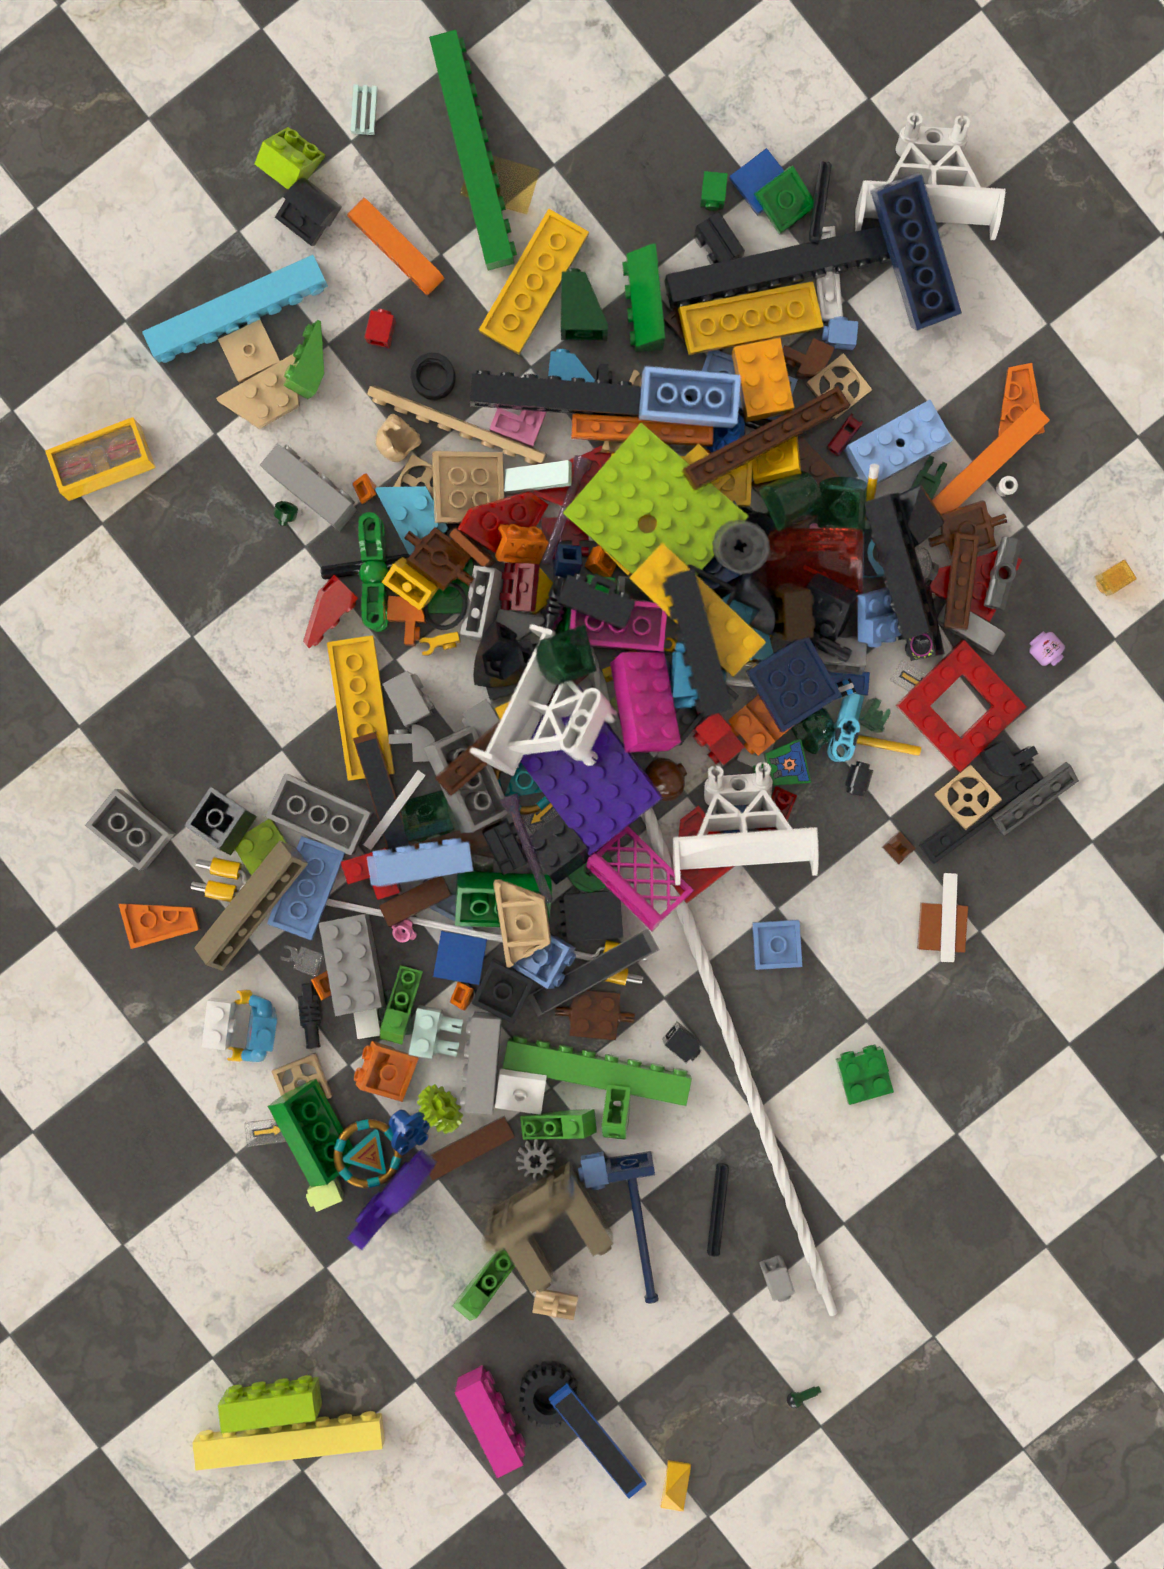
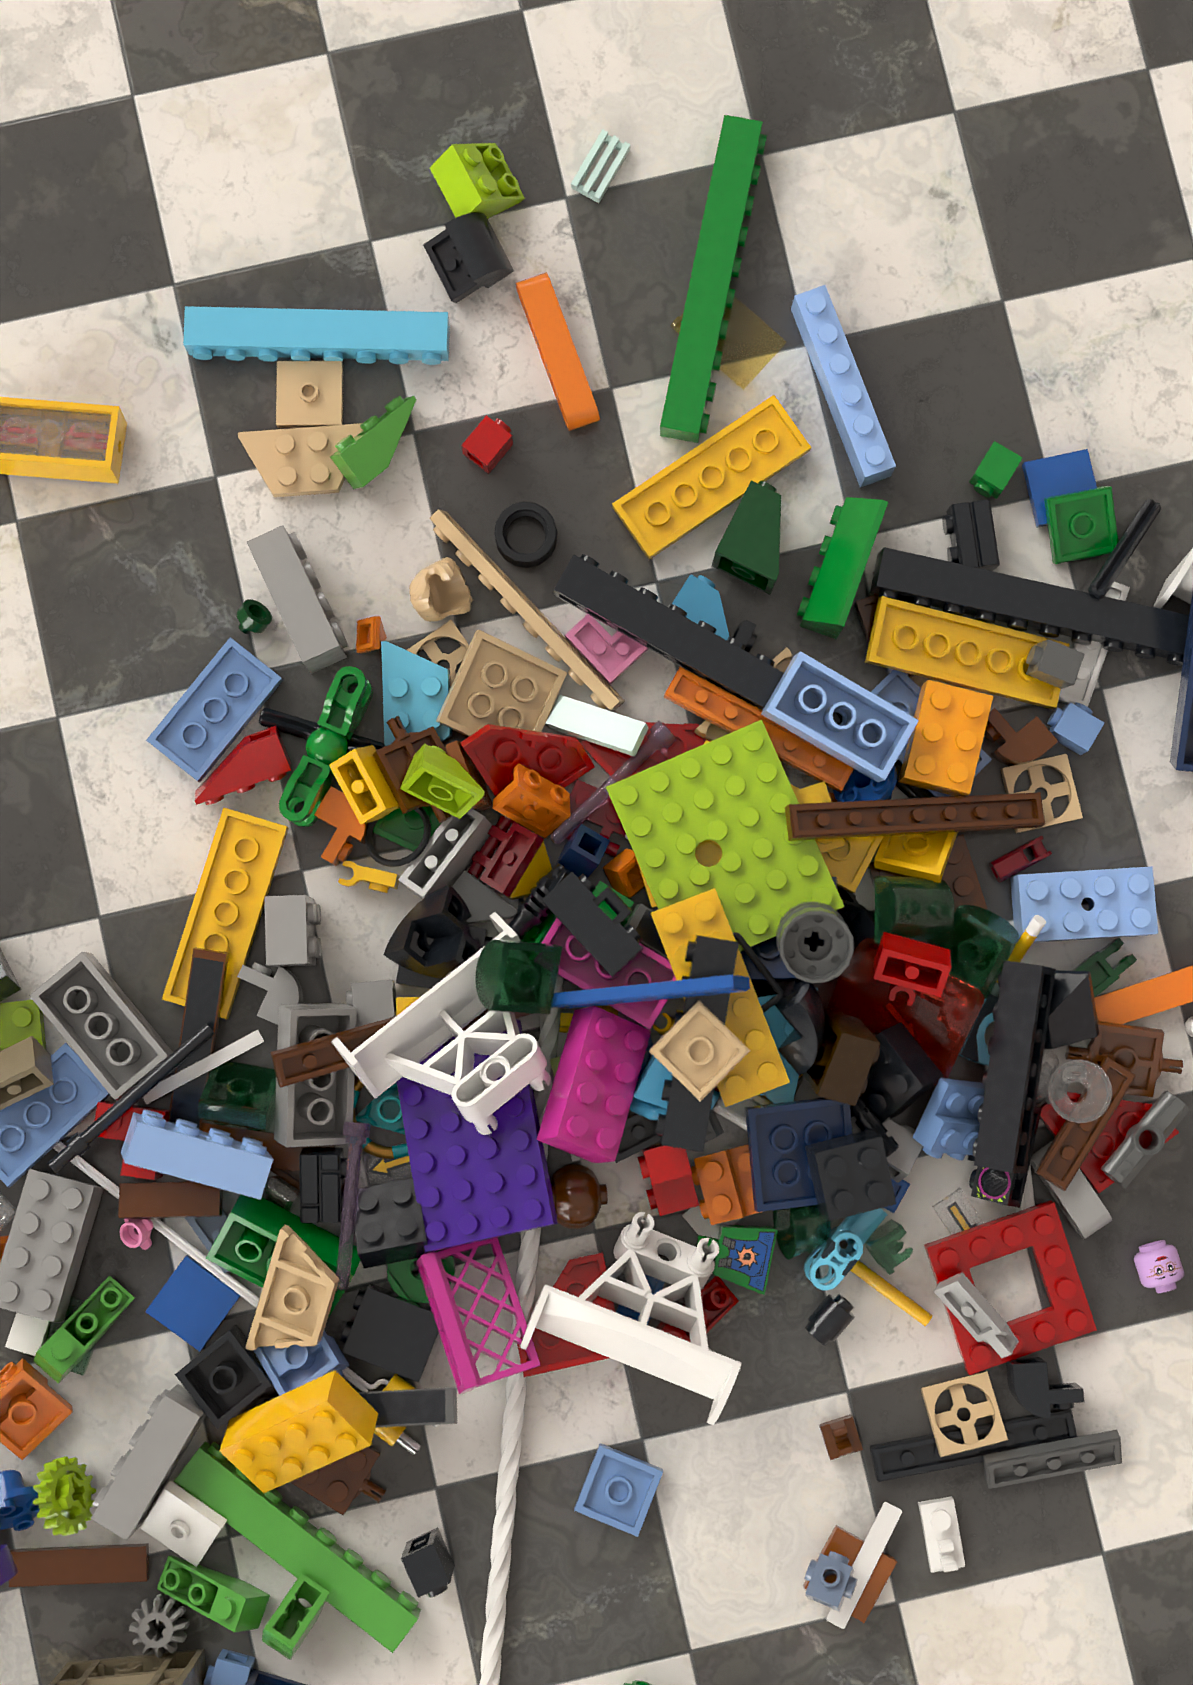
camera: 25 degrees right, 5 degrees down
(290, 583) = (214, 710): none -> medium blue plate
(342, 891) = (79, 1143): none -> black bar
(425, 1032) = (93, 1389): light aqua brick -> none
(458, 558) = (441, 782): none -> lime slope
(462, 996) = (170, 1356): orange slope -> none
(565, 1000) = (299, 1432): none -> yellow brick
(590, 181) = (842, 386): none -> light blue brick
(653, 625) = (651, 991): none -> blue tile
(701, 646) = (699, 1050): none -> tan plate
(807, 533) = (911, 966): none -> red brick
(809, 298) = (1054, 663): none -> dark grey brick
(830, 681) = (850, 1174): none -> black brick
(933, 943) = (831, 1594): none -> sand blue brick
(947, 731) = (976, 1314): none -> light grey hinge
(957, 553) = (1097, 1085): none -> clear piece
(988, 877) = (941, 1534): none -> white plate

